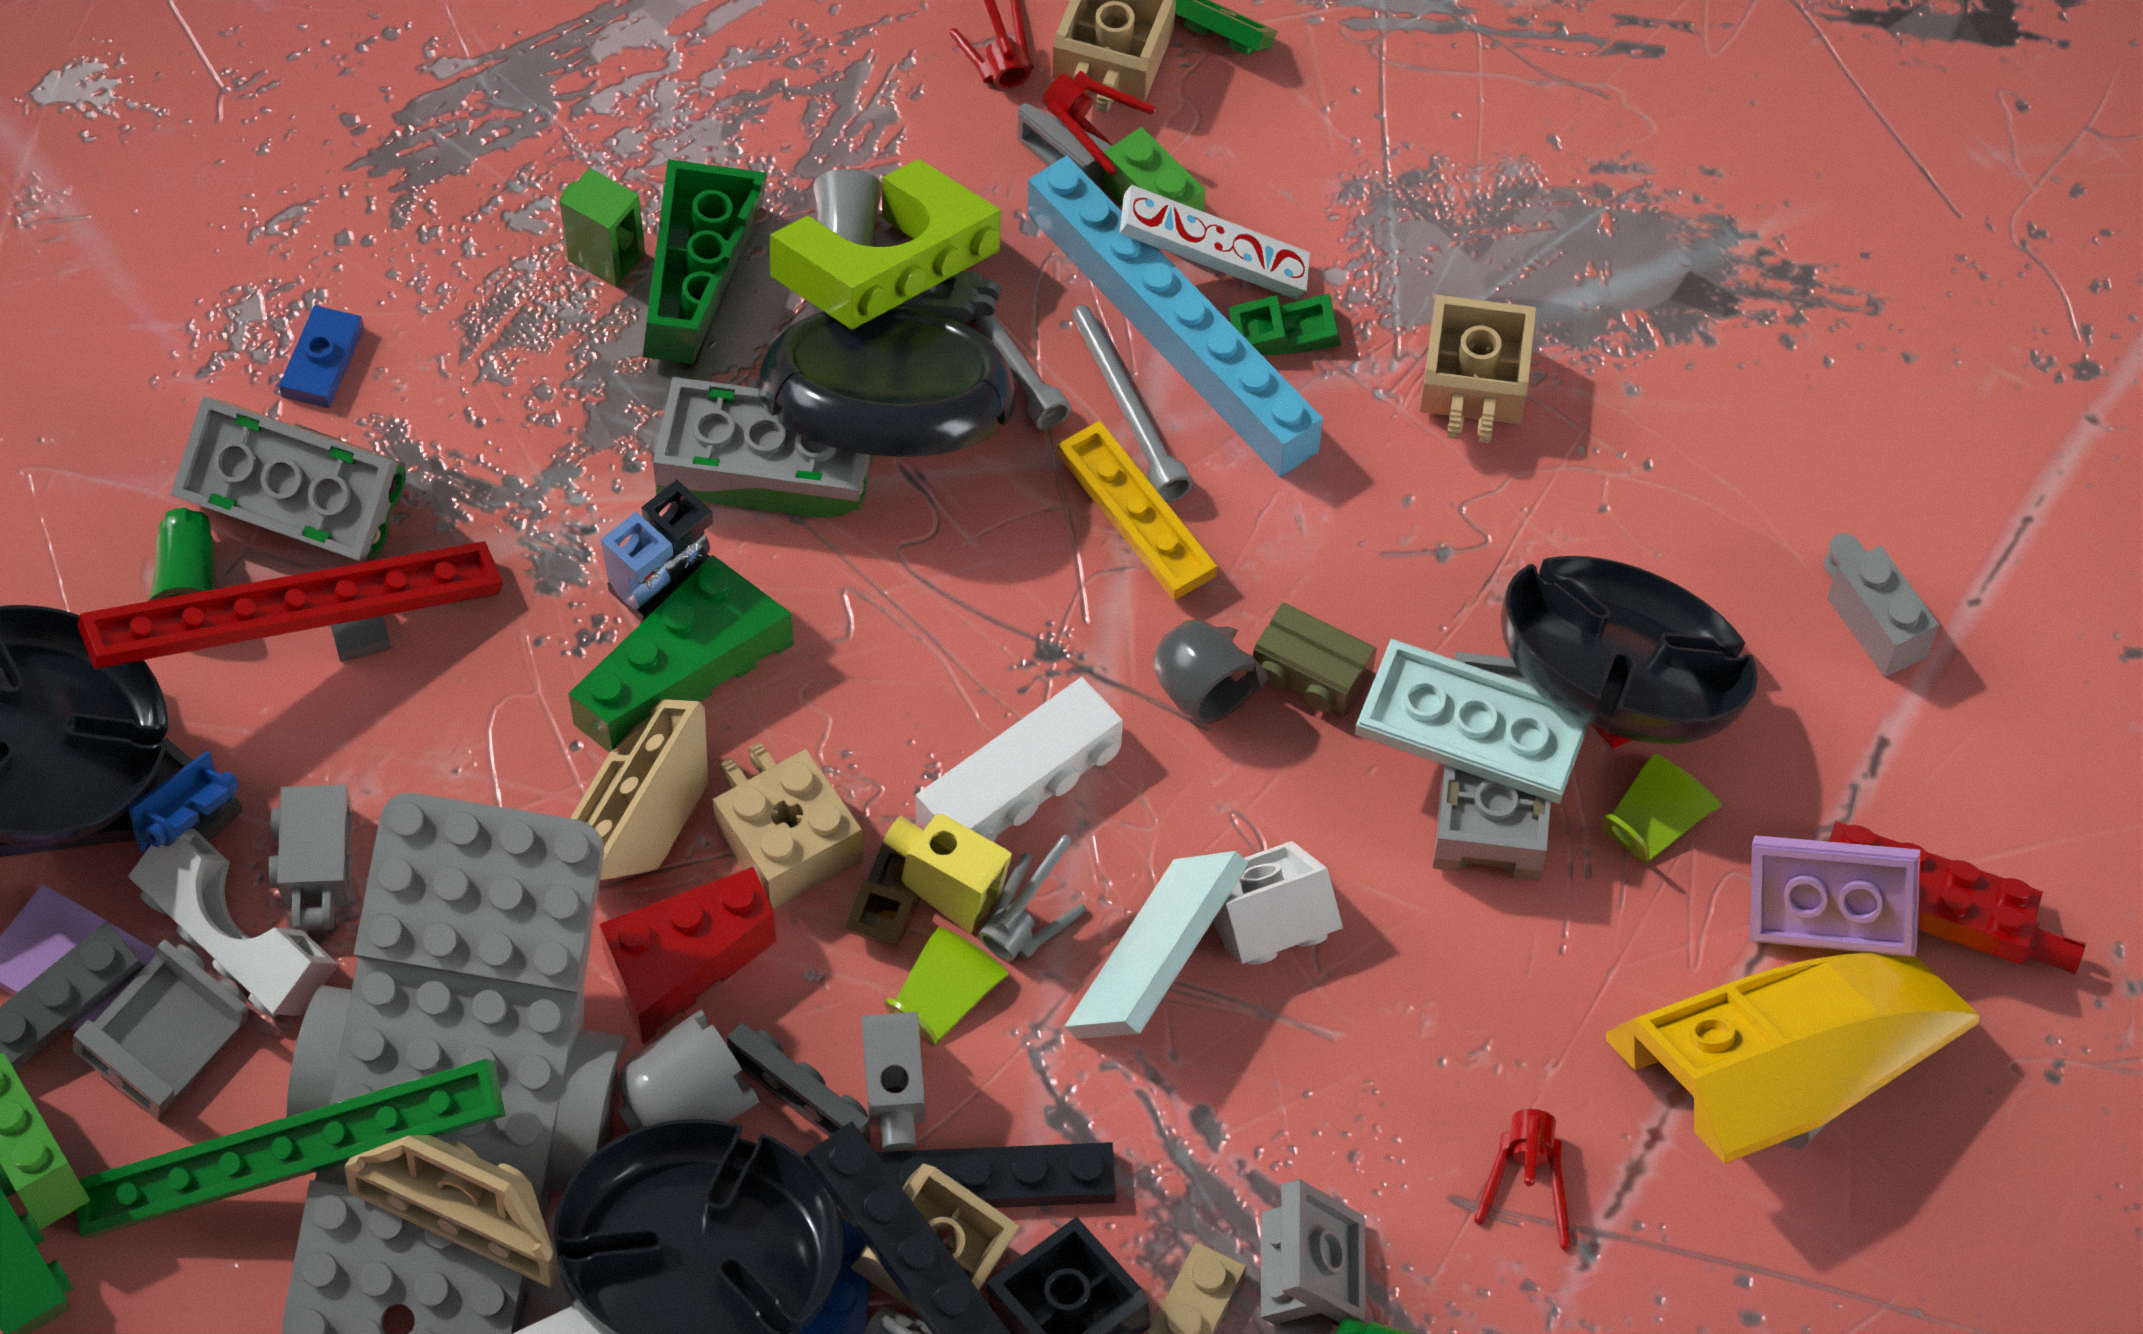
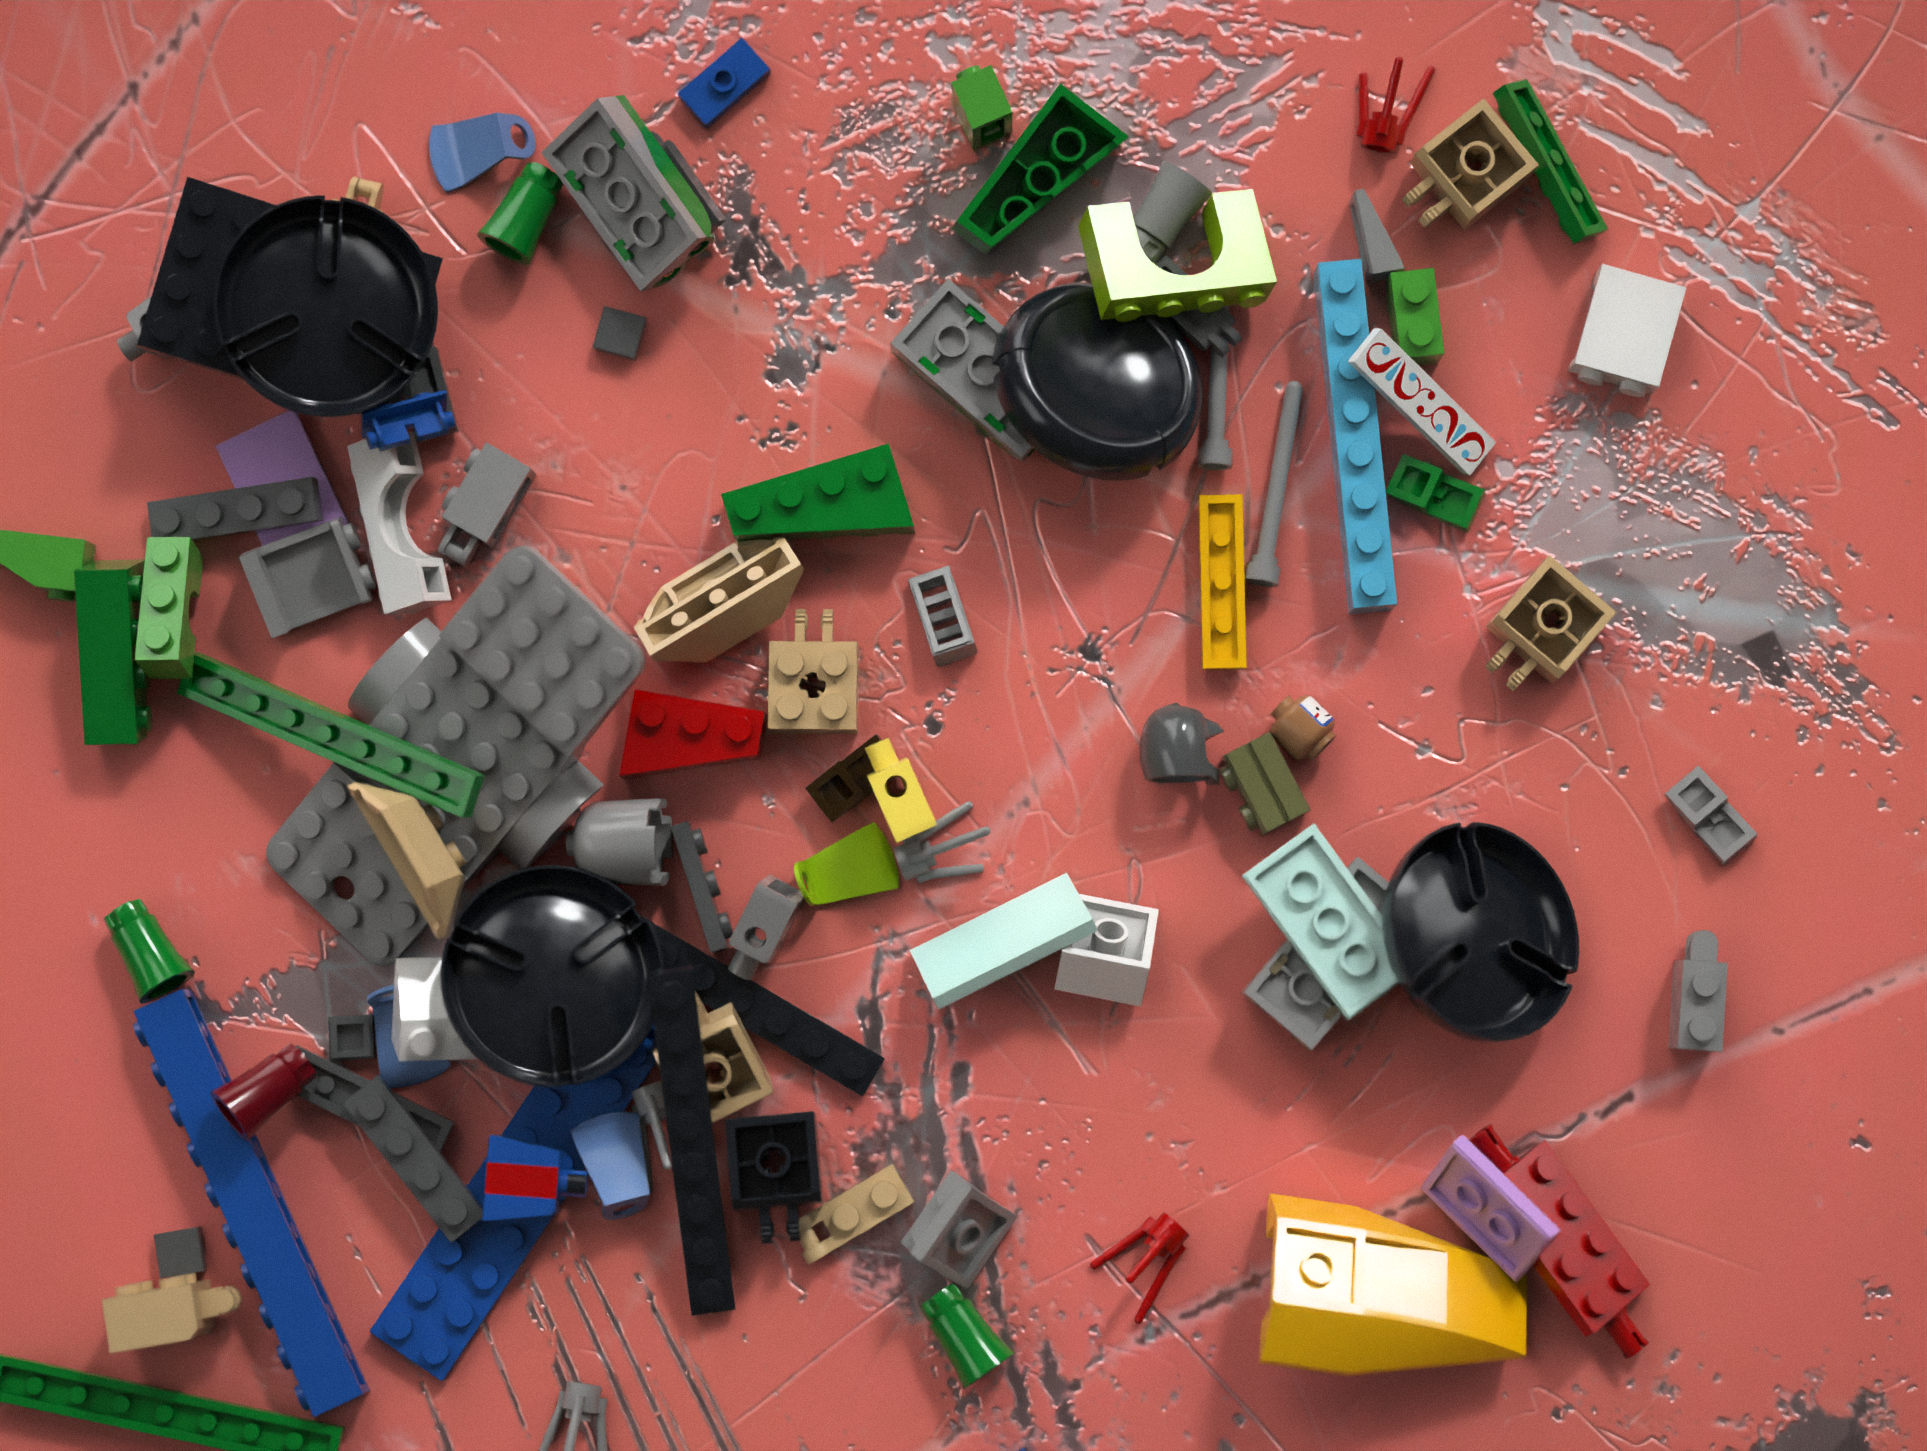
camera: 40 degrees right, 25 degrees up
(90, 543) = (474, 146): none -> medium blue piece
(288, 604) = (568, 305): red plate -> none
(660, 550) = (849, 428): hips -> none
(903, 716) = (954, 649): none -> light grey slope
(1026, 763) = (1002, 741): white brick -> none
(1069, 102) = (1397, 210): red plant -> none
(1313, 584) = (1302, 727): none -> medium nougat head
(1361, 94) = (1627, 331): none -> white panel
(1658, 809) = (1426, 1053): lime piece -> none
(1763, 454) = (1710, 815): none -> light grey slope

